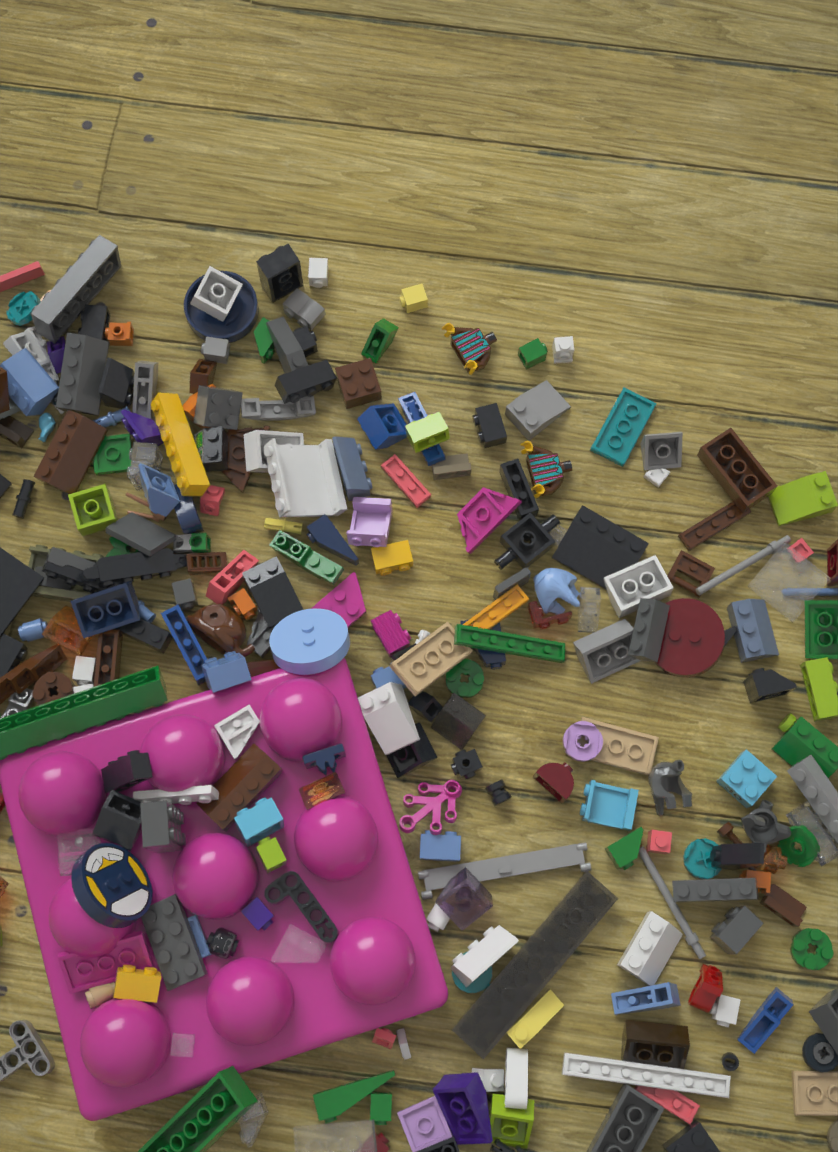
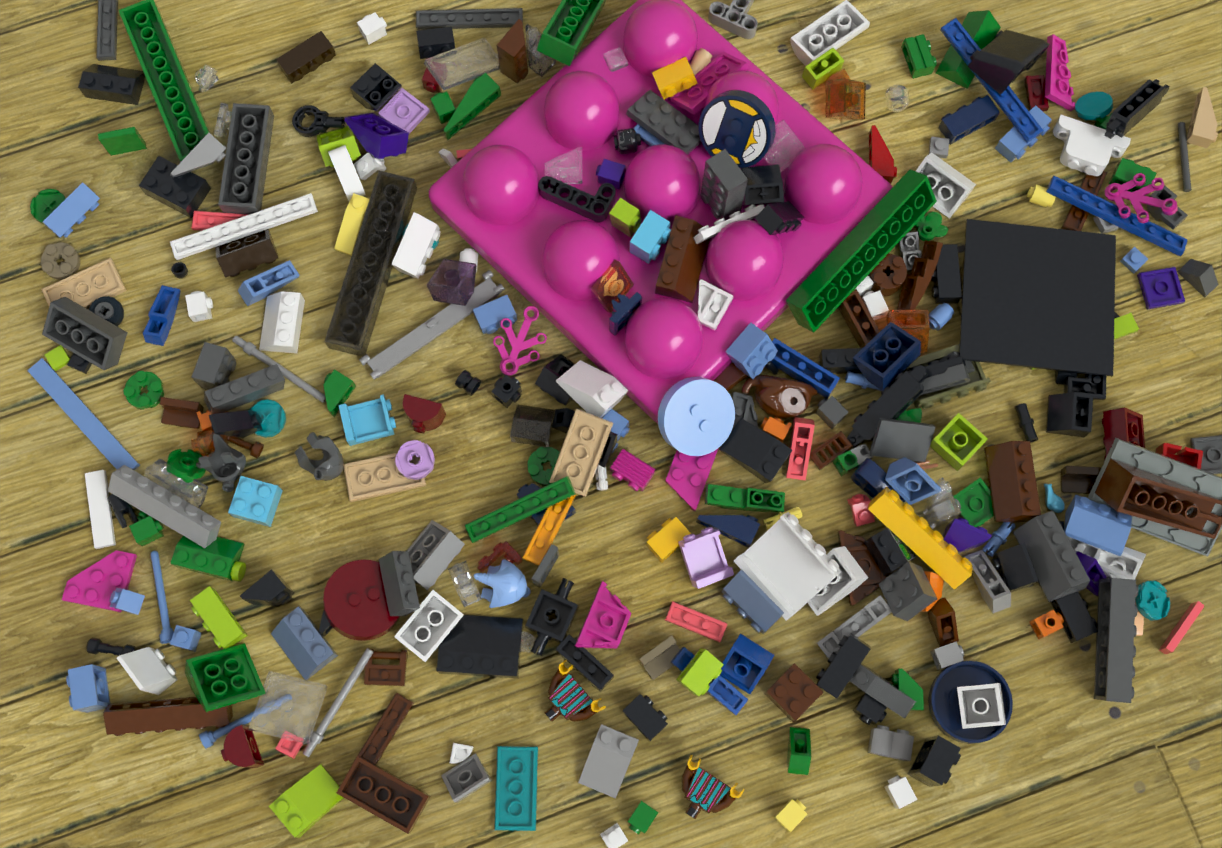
camera: 155 degrees right, 0 degrees up
(278, 1122) = (513, 53): none -> reddish brown slope
(659, 842) = (310, 409): coral brick -> none
(707, 988) = (220, 314): red pin -> none

